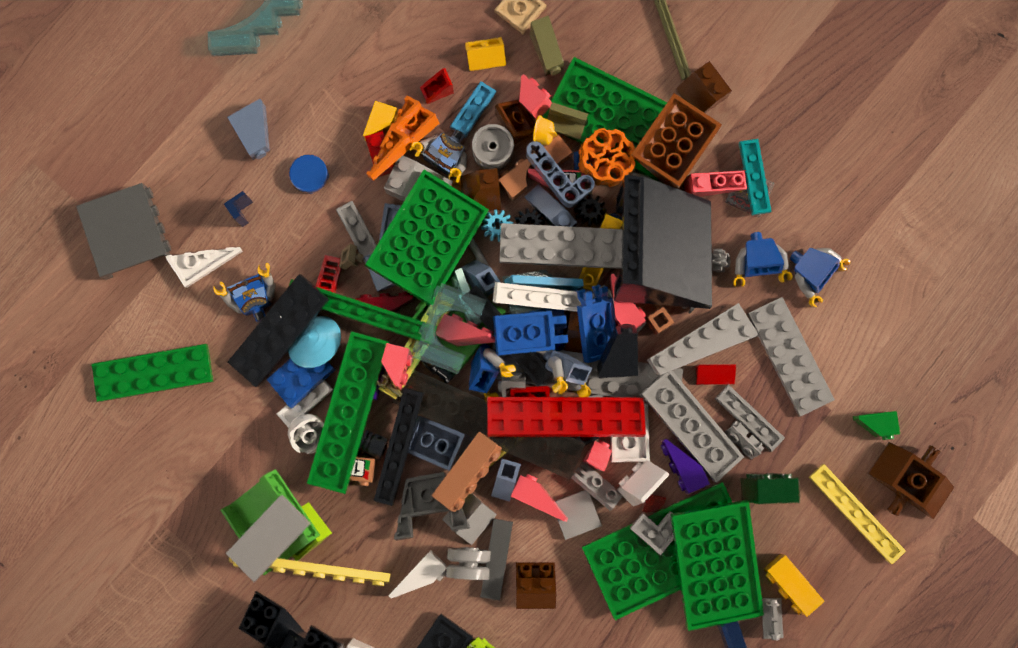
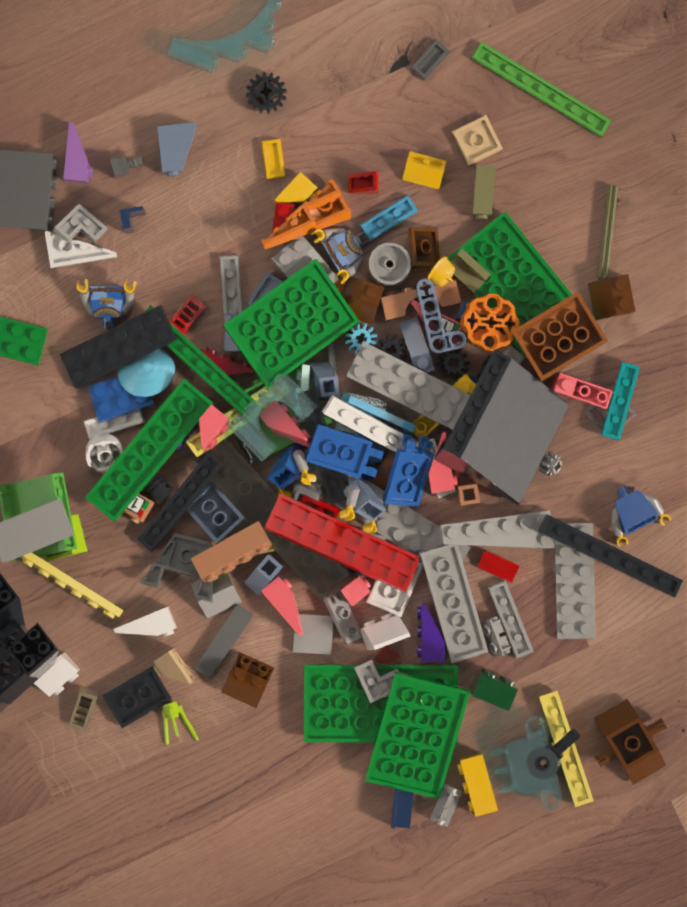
camera: 30 degrees right, 5 degrees up
(169, 185) = (77, 166): none -> medium lavender slope
(193, 233) = (80, 221): none -> light grey plate
(211, 169) = (121, 166): none -> dark grey piece
(306, 51) = (257, 93): none -> black gear
(308, 173) = (209, 211): blue tile -> none
(346, 103) = (273, 159): none -> yellow tile
(350, 257) = (212, 307): dark tan tile -> none
(387, 384) = (196, 443): olive hand -> none
(461, 606) = (173, 667): none -> tan slope
(468, 563) = (196, 633): light grey wheel -> none
(532, 98) = (447, 234): coral slope -> none
(620, 354) = (417, 509): black slope -> none
(761, 258) = (589, 479): blue torso -> none
(812, 318) = (610, 555): none -> black plate
(826, 545) = (524, 765): none -> clear light blue piece
(880, 424) = (625, 678): green slope -> none

